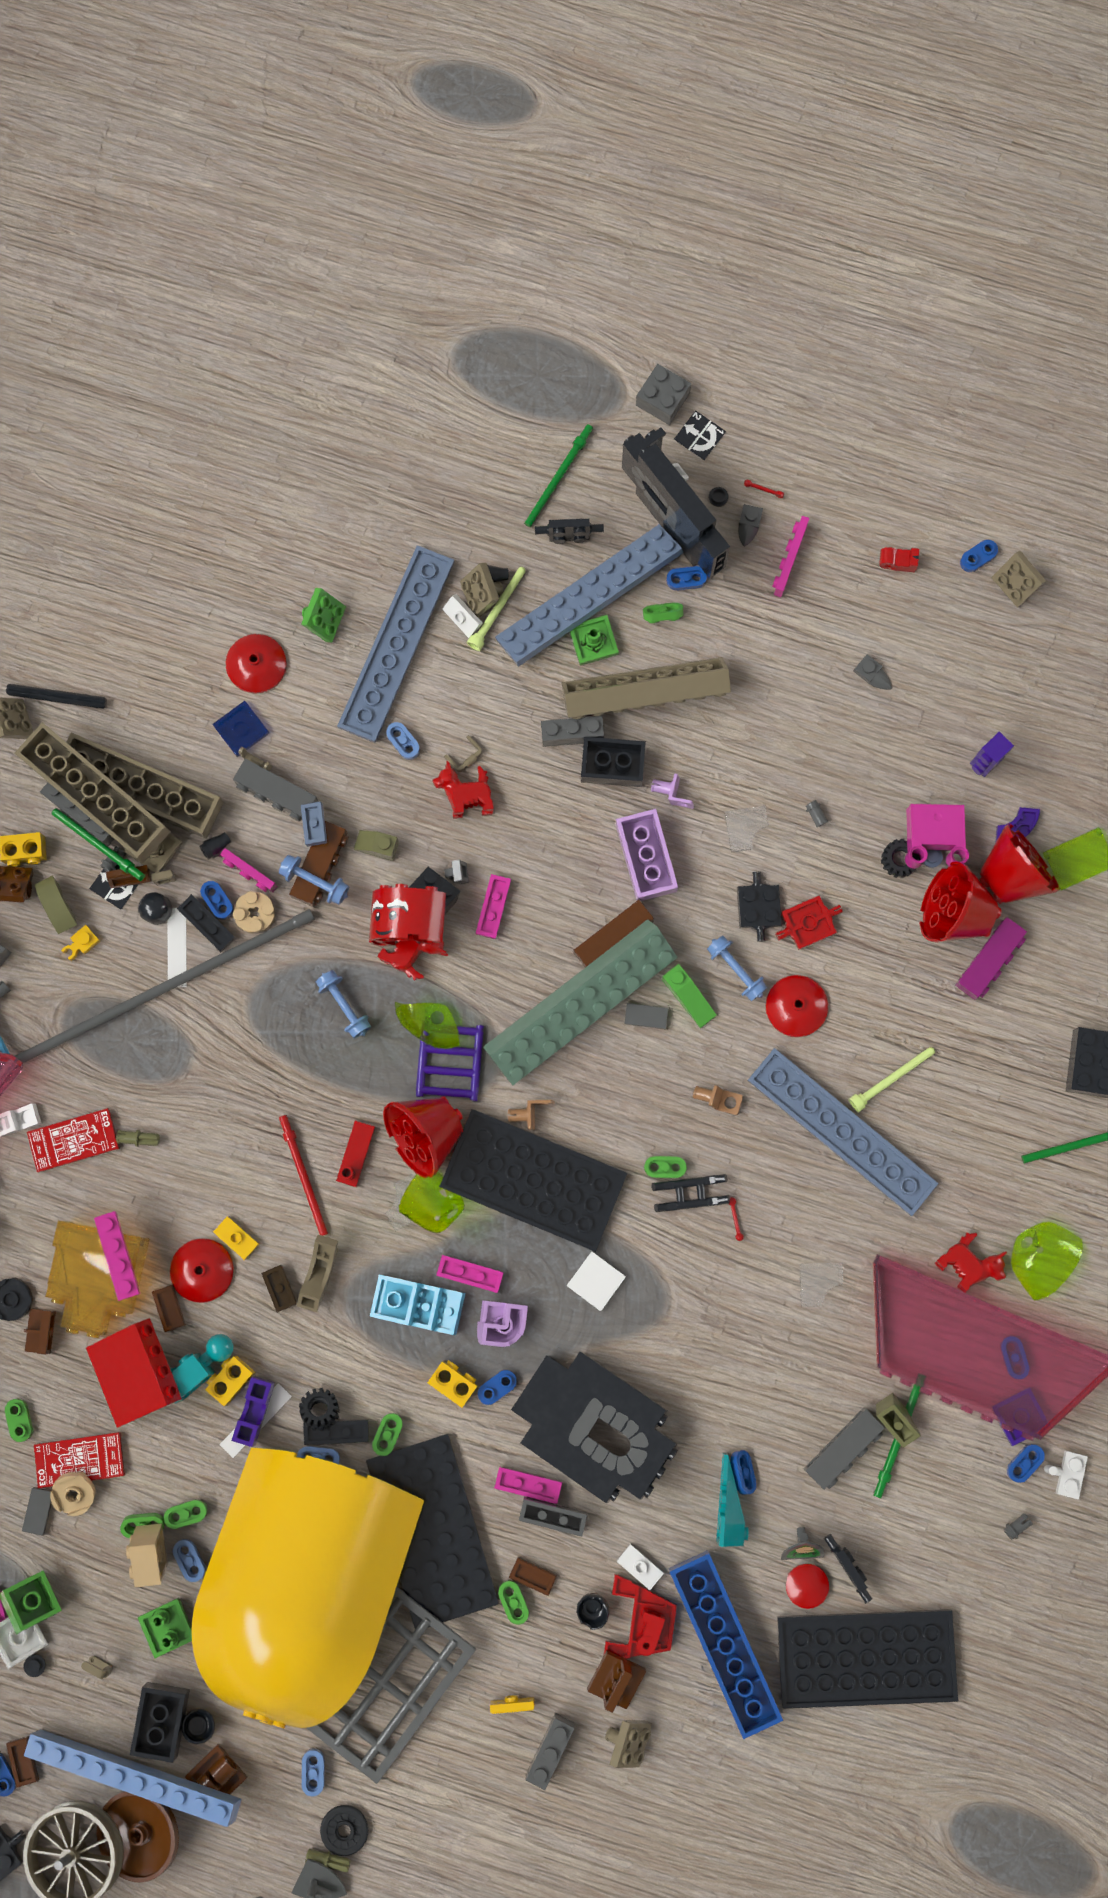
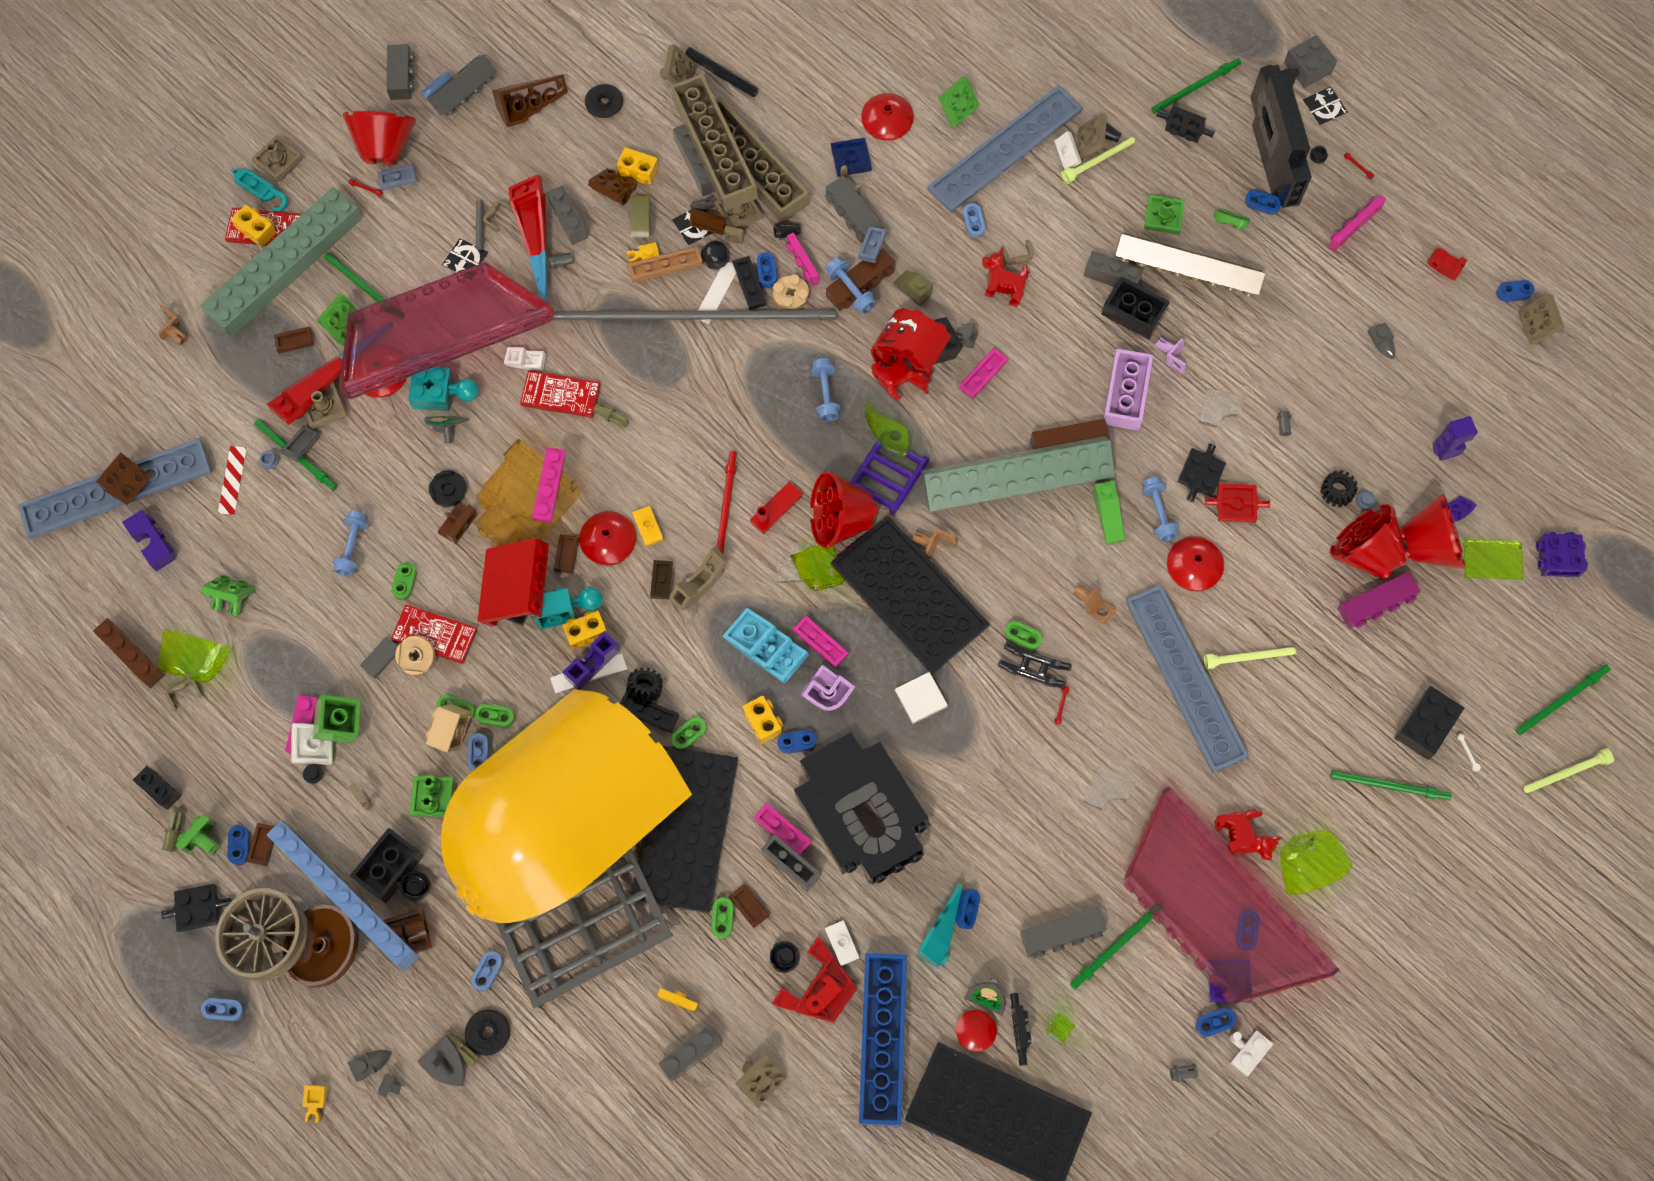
camera: 25 degrees right, 10 degrees down
(108, 945) = (665, 264): none -> medium nougat plate
(125, 864) = (710, 209): green bar -> none
(589, 595) = (1177, 179): sand blue plate -> none
(616, 1681) = (775, 1024): reddish brown bracket -> none
(646, 1016) = (1066, 513): dark grey tile -> none
(749, 523) = (1334, 185): dark grey plate -> none
(885, 1545) = (1059, 1028): none -> clear neon green brick
(897, 1420) = (1120, 929): olive slope -> none
(935, 829) = (1379, 475): dark pink piece -> none

